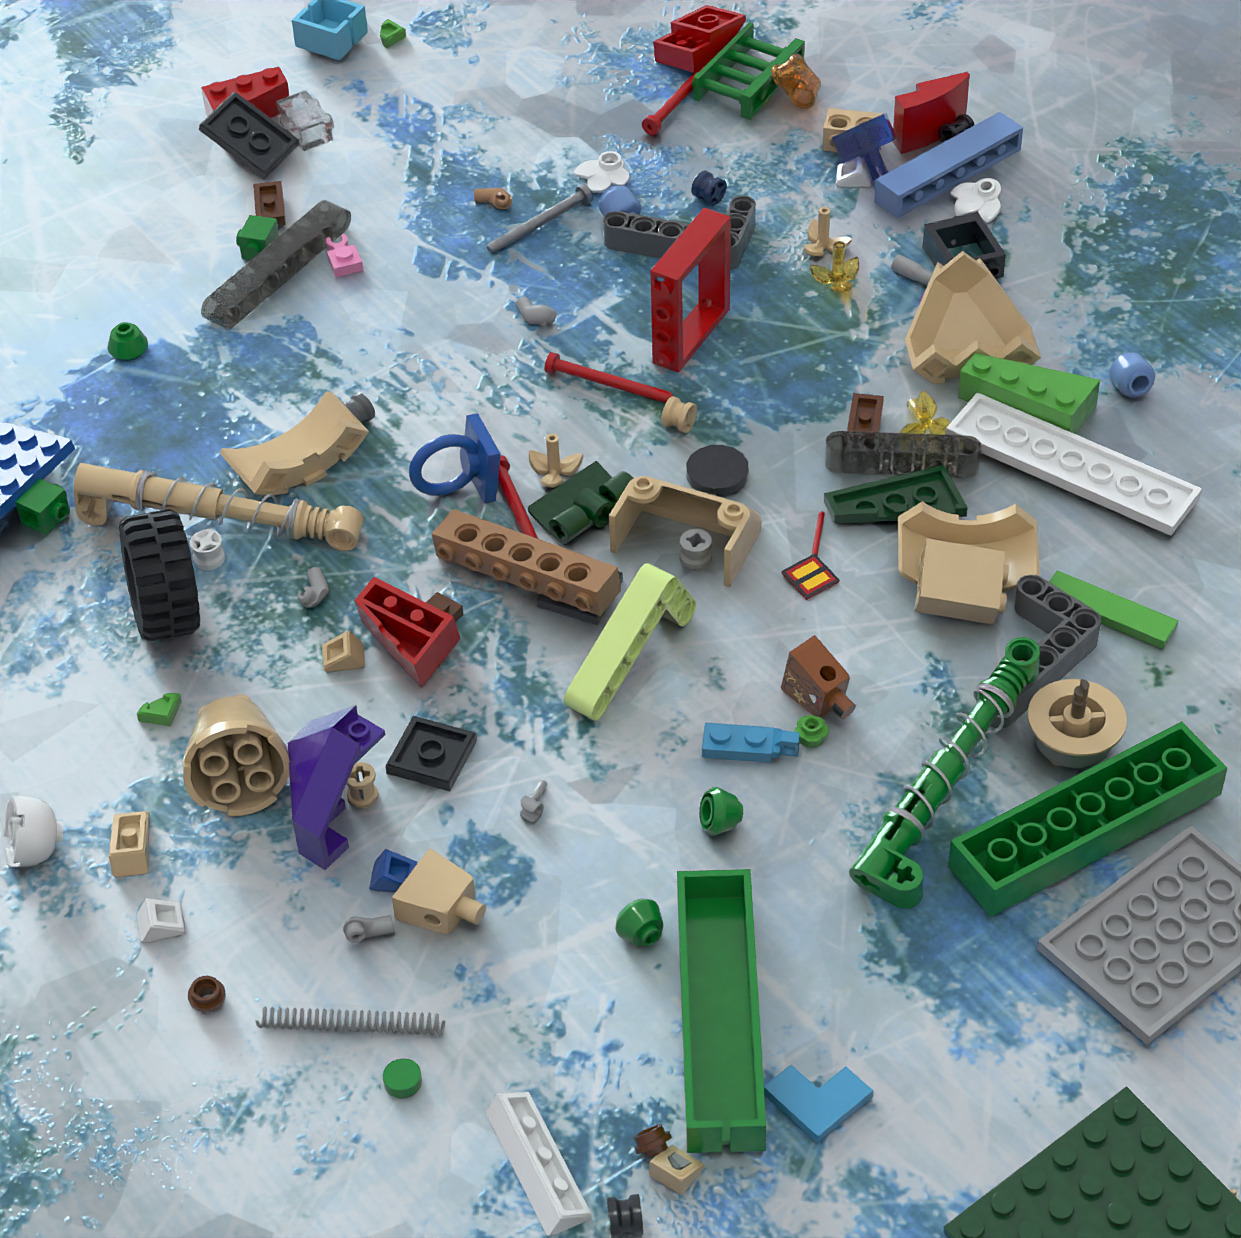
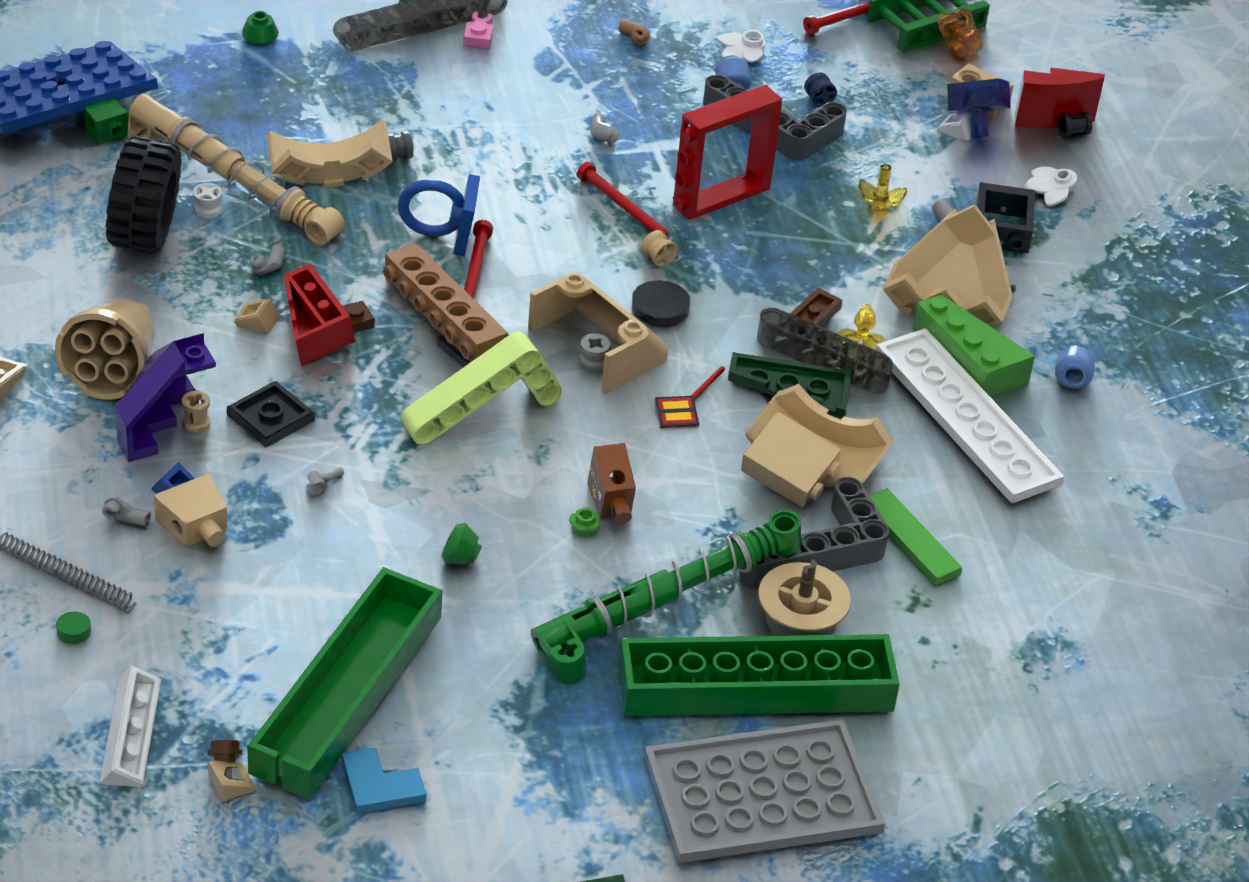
camera: 20 degrees right, 5 degrees down
(161, 710) = (88, 299): bright green tile -> none
(551, 464) = (524, 244): tan plant -> none
(579, 502) = (513, 282): dark green panel -> none
(582, 195) = (709, 57): flat silver bar -> none
(625, 1216) = (163, 792): black wheel -> none
(640, 922) = (335, 596): green cone -> none
(748, 742) = (526, 509): dark azure hinge -> none
(819, 234) = (891, 158): tan plant -> none
(948, 164) = (1045, 147): medium blue brick -> none

